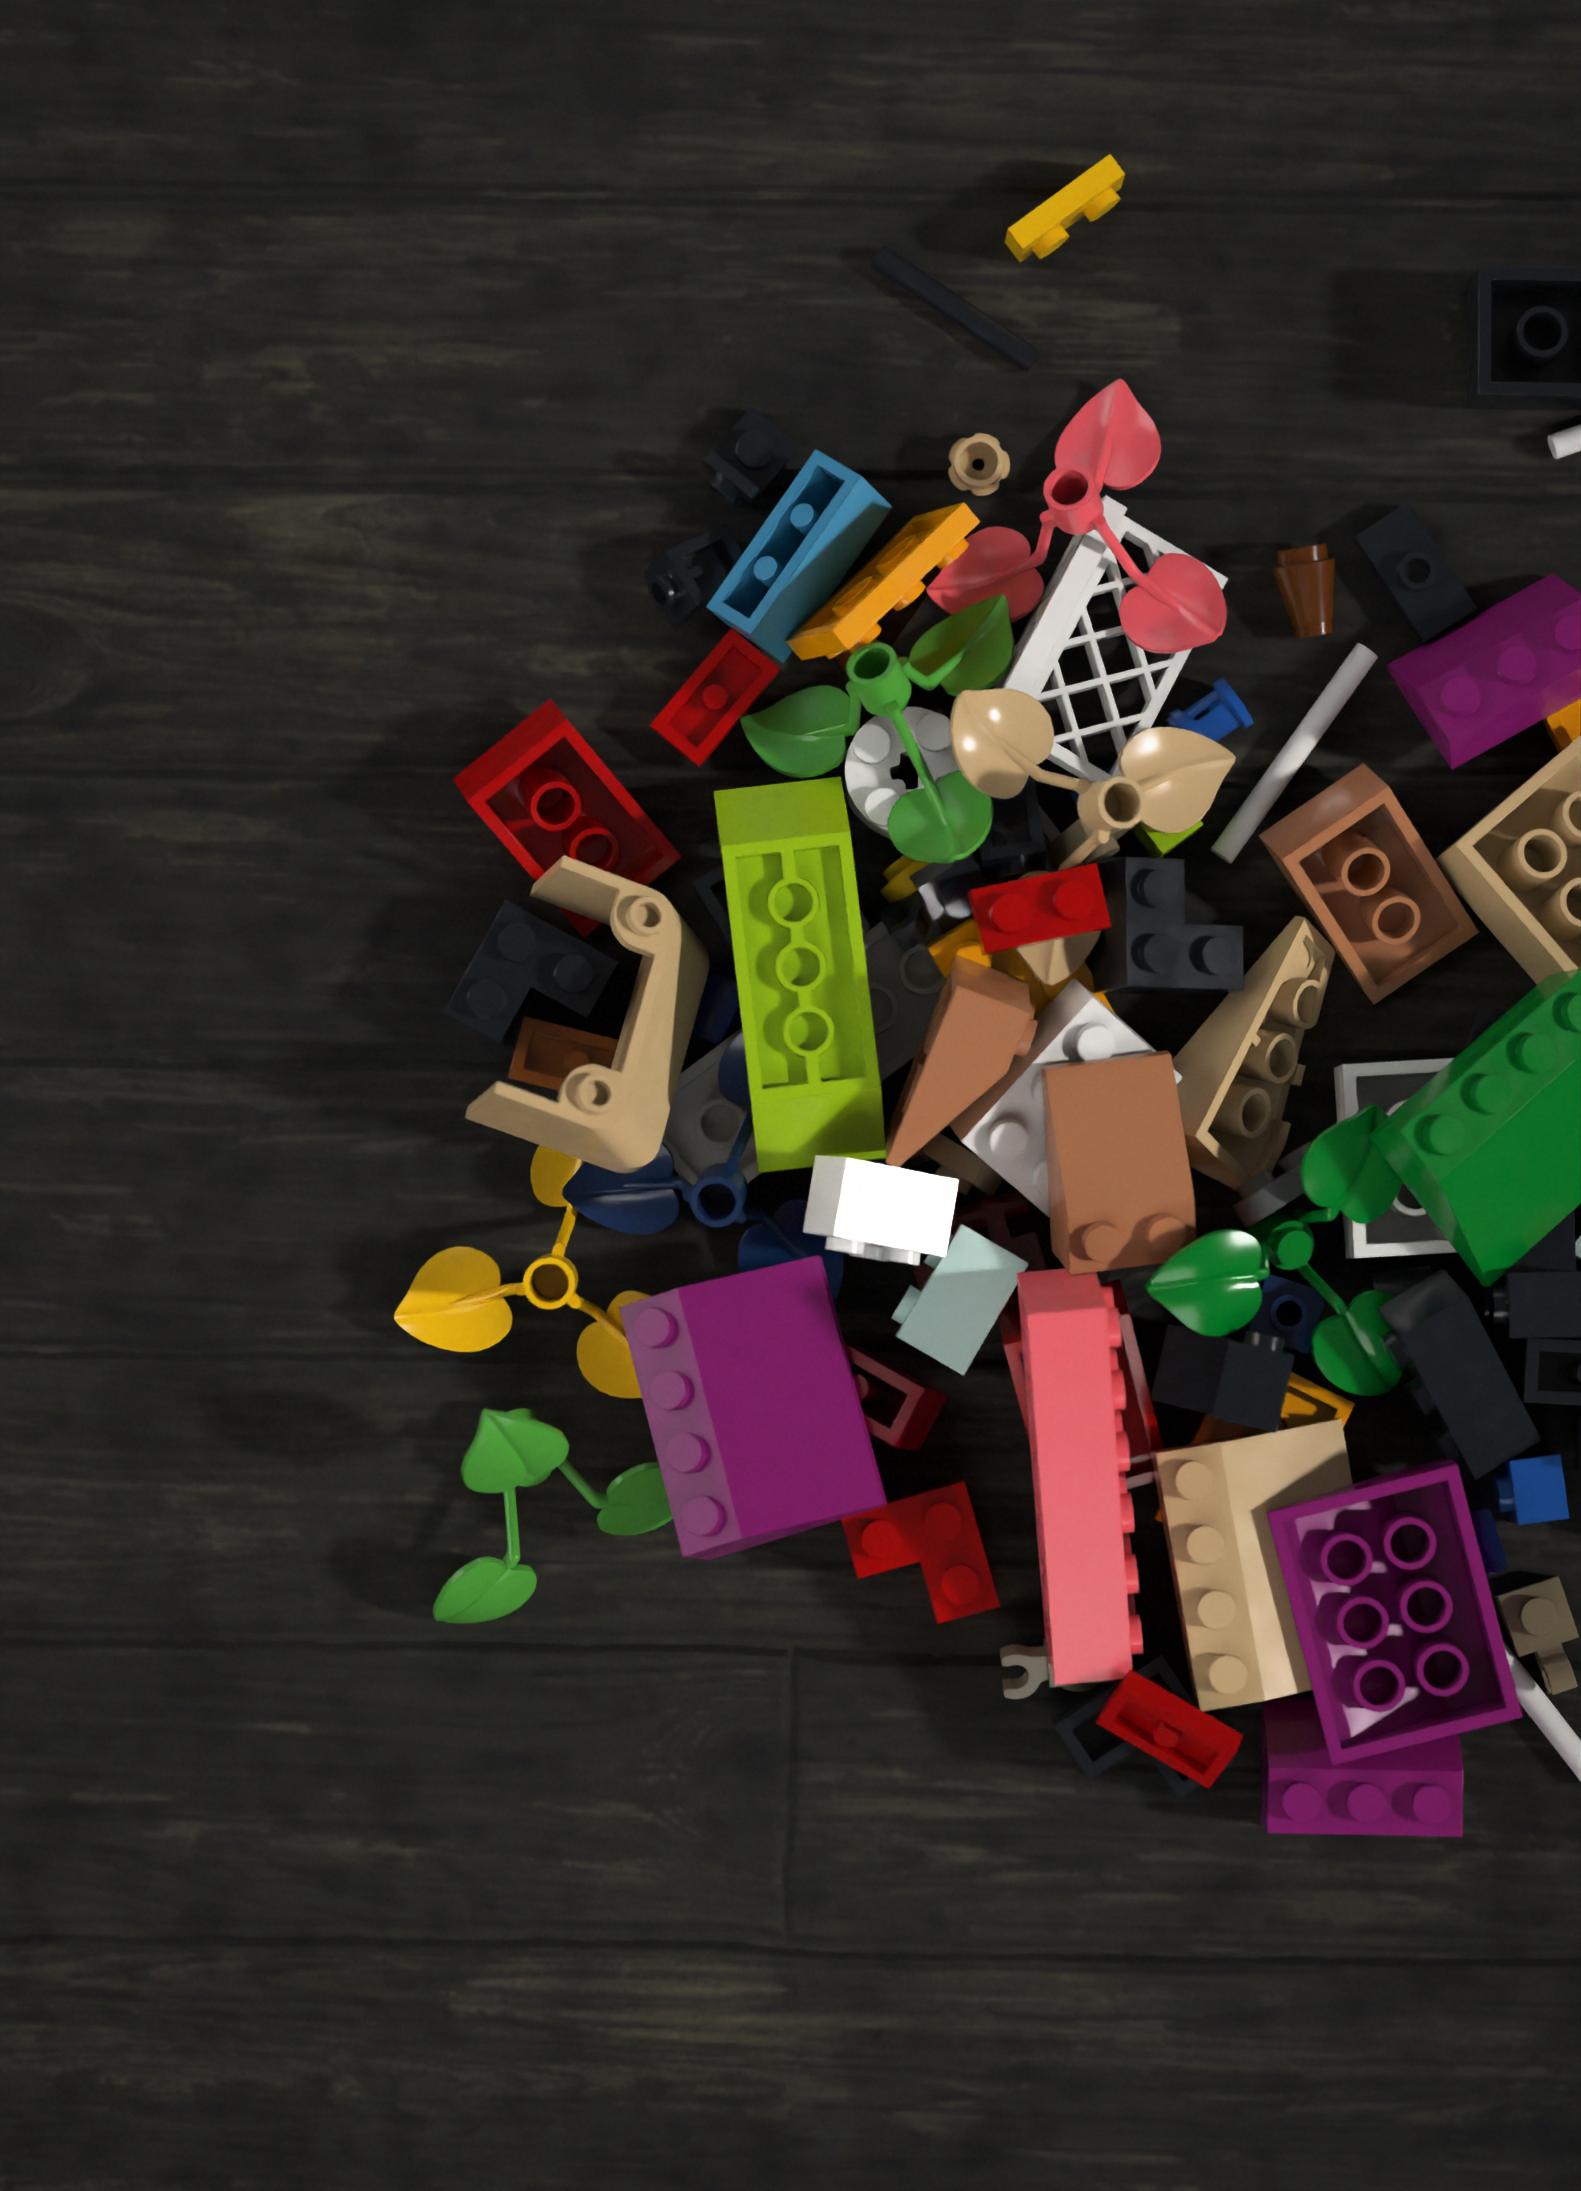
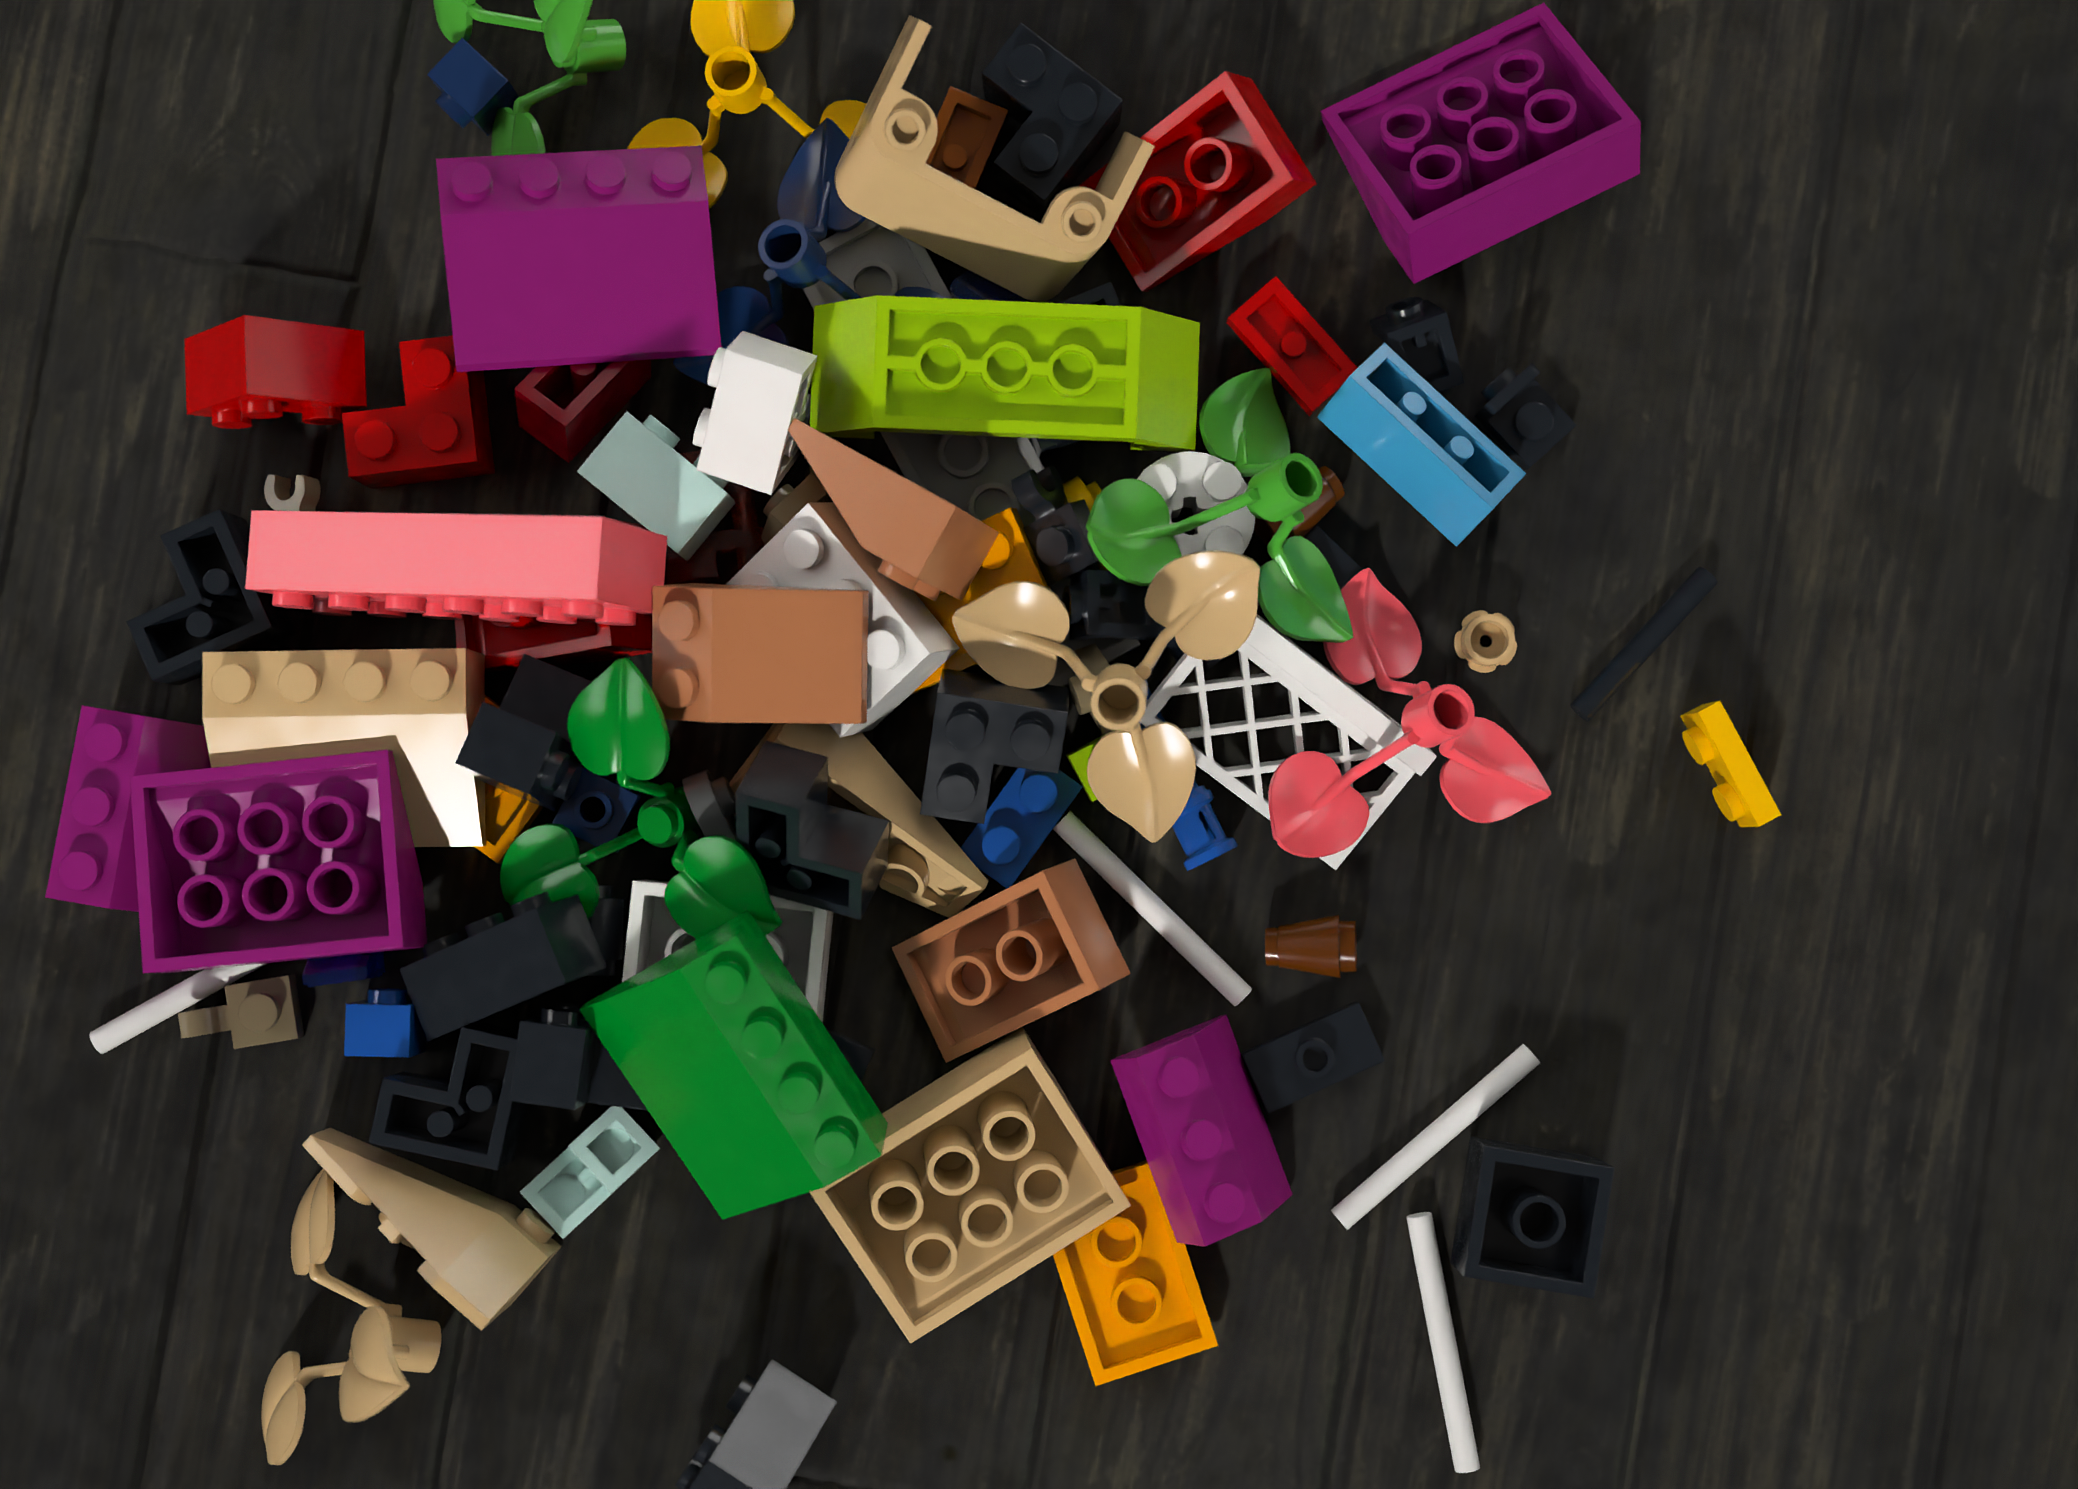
camera: 100 degrees right, 0 degrees up
(480, 541) = (1484, 141): none -> magenta slope
(583, 1558) = (471, 87): none -> dark blue plate
(884, 582) = (1380, 520): light orange plate -> none
(906, 1704) = (272, 367): none -> red brick
(1039, 909) = (1028, 616): red plate -> none
(1169, 1729) = (188, 617): red plate -> none
(1231, 895) = (1019, 822): none -> blue plate
(1293, 1091) = (801, 842): none -> black brick
(1473, 442) = (1435, 1136): none -> white bar

